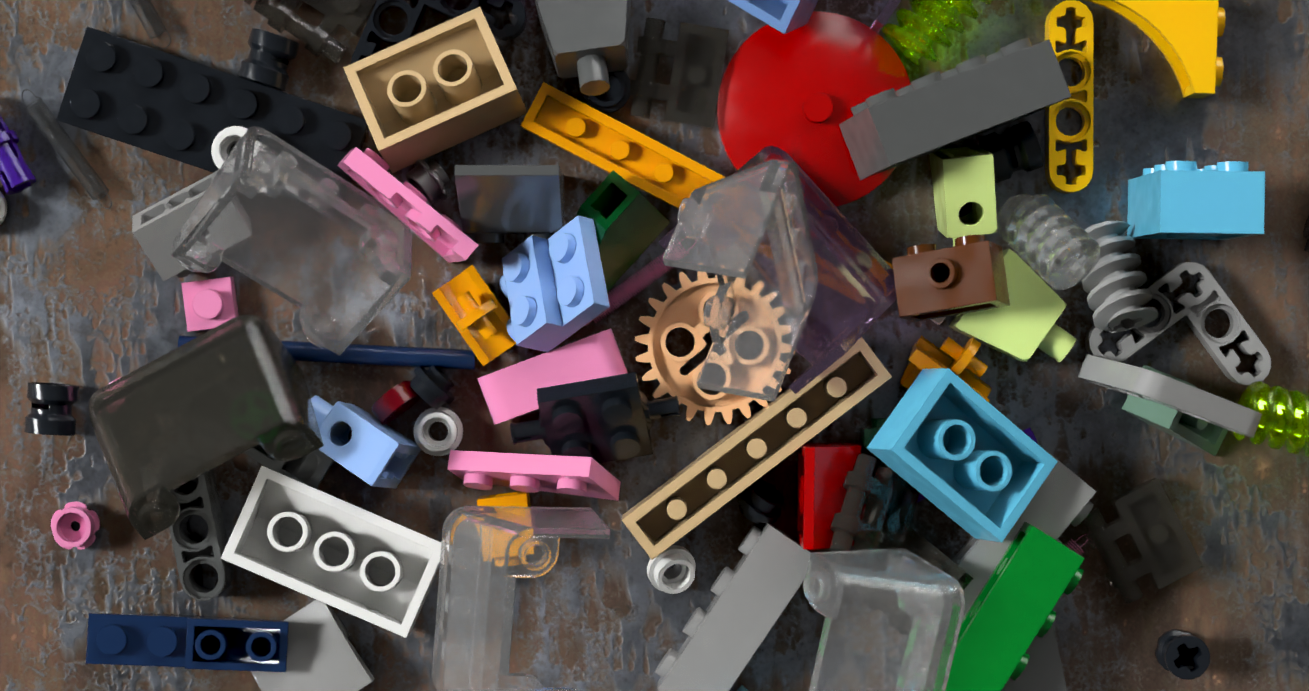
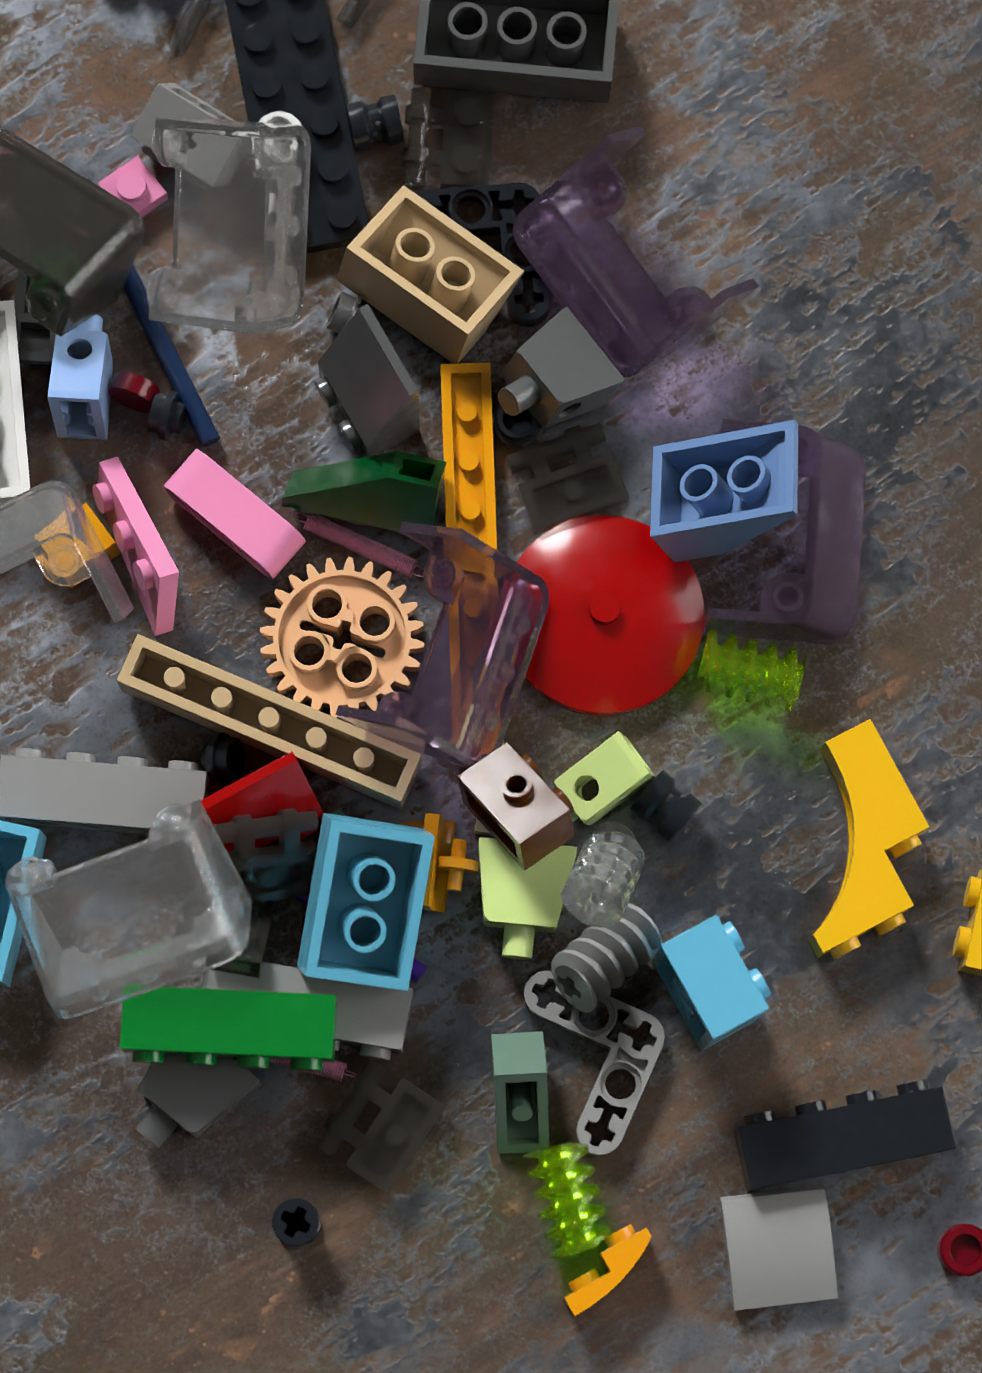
camera: 60 degrees right, 10 degrees down
(408, 205) = (315, 301): bright pink wing -> none
(427, 442) = (129, 429): white plate -> none
(476, 314) = (251, 418): light orange hips -> none
(554, 285) = (313, 462): light blue plate -> none
(596, 419) = (217, 568): black plate -> none
(678, 577) = (109, 723): white plate -> none
(761, 248) = (441, 622): clear windscreen -> none
(953, 106) = (672, 721): dark grey brick -> none
(1081, 98) = (743, 827): yellow beam -> none
(1170, 393) = (528, 1065): light grey beam -> none

